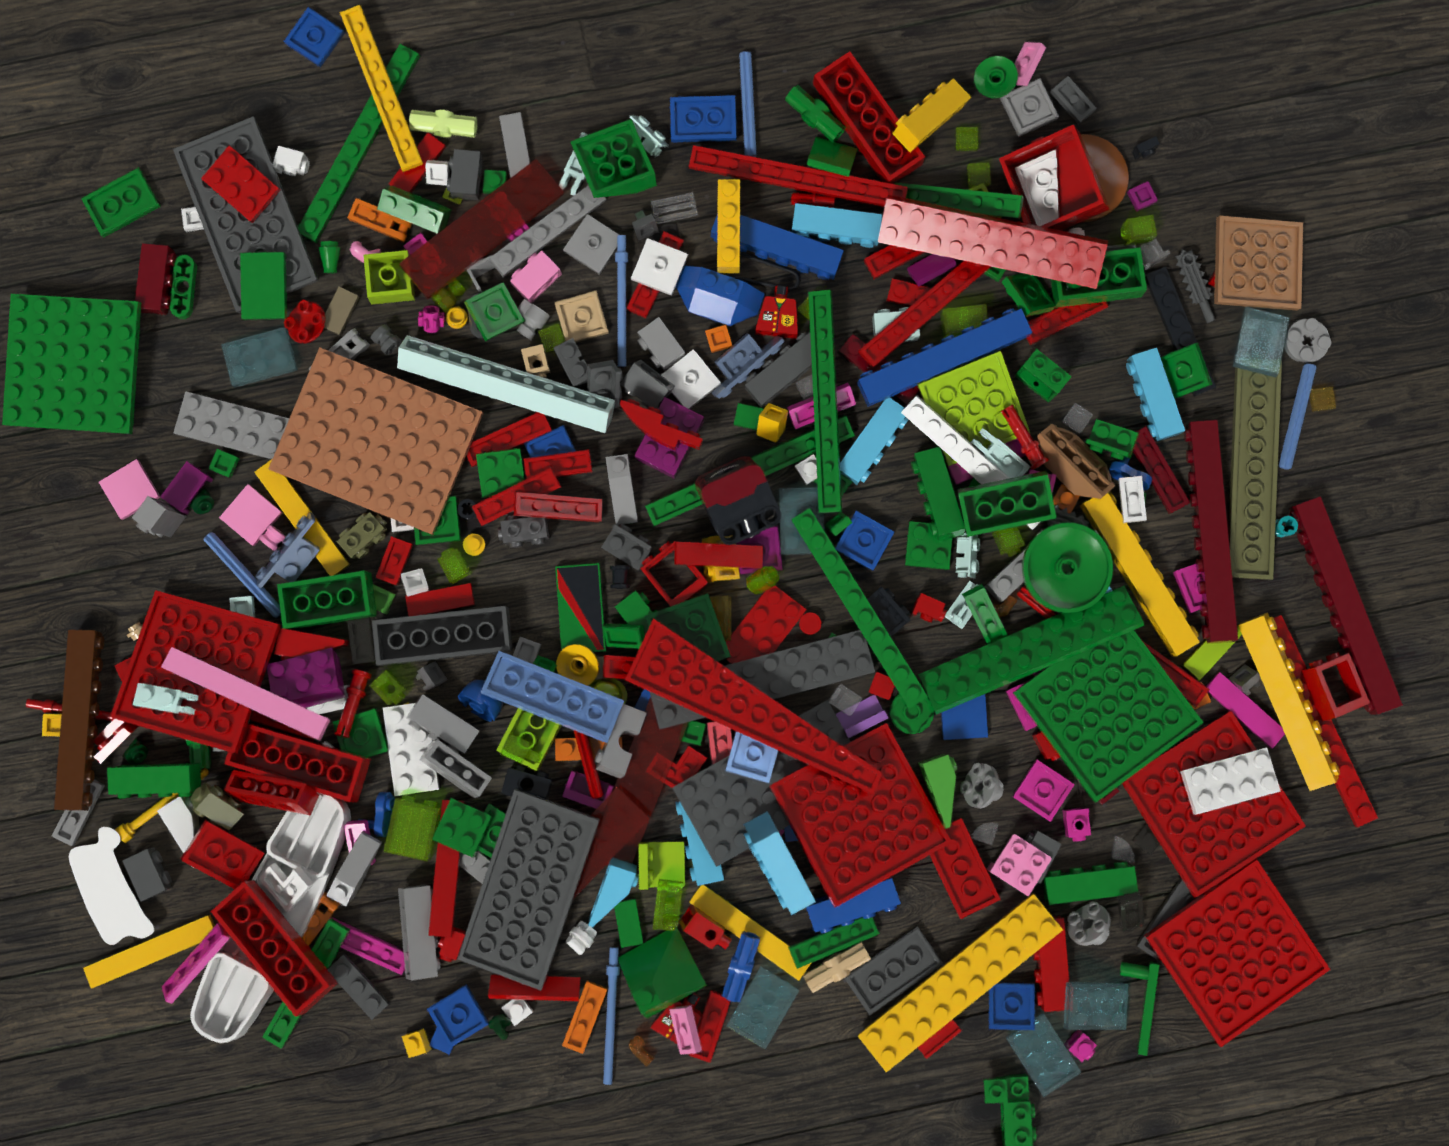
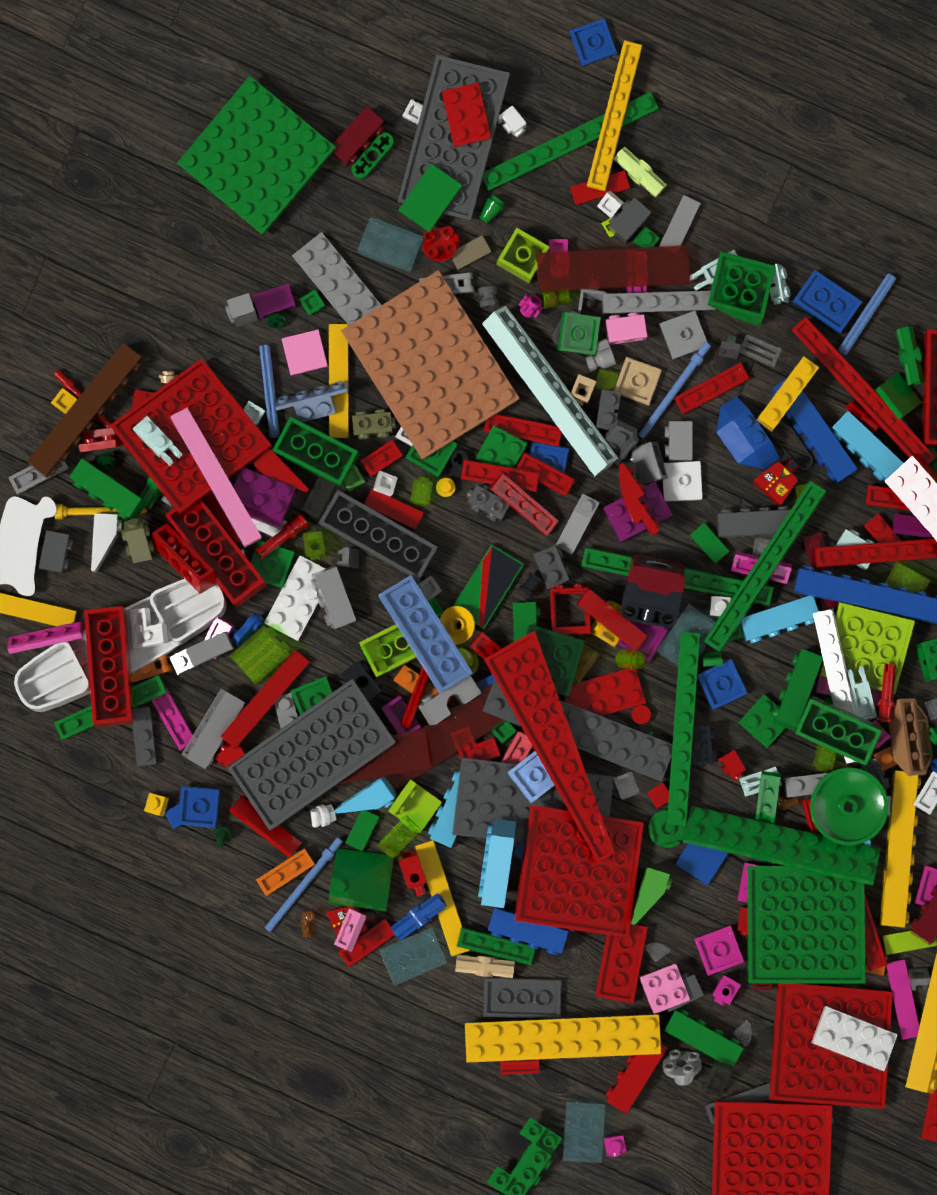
camera: 35 degrees right, 0 degrees up
(121, 202) = (371, 63): green tile -> none
(128, 489) = (232, 273): bright pink tile -> none
(222, 855) = (117, 577): red plate -> none
(272, 537) = (308, 379): bright pink wheel -> none
(358, 251) = (514, 222): bright pink arm -> none
(368, 216) = (545, 208): orange plate -> none
(414, 209) = (575, 219): brick -> none
(455, 768) = (321, 634): light grey brick -> none
(457, 317) = (549, 317): yellow plate -> none
(462, 828) = (296, 679): green plate -> none
(482, 705) = (371, 604): blue cylinder -> none
(517, 1010) = (241, 833): white plate -> none
(623, 635) = (504, 627): green tile -> none
(659, 266) = (718, 385): white plate -> none
(718, 338) = (723, 467): orange plate -> none
(741, 360) = (729, 494): sand blue bracket -> none
(772, 422) = (717, 554): yellow panel -> none
(865, 716) = (632, 807): medium lavender panel -> none
(968, 563) = (783, 755): light aqua hinge -> none
(981, 786) = (678, 915): light grey plate -> none
(1012, 1006) = (586, 1082): blue tile -> none
(1096, 1006) = (645, 1124): clear light blue plate -> none
(1150, 974) = (699, 1132): green piece -> none

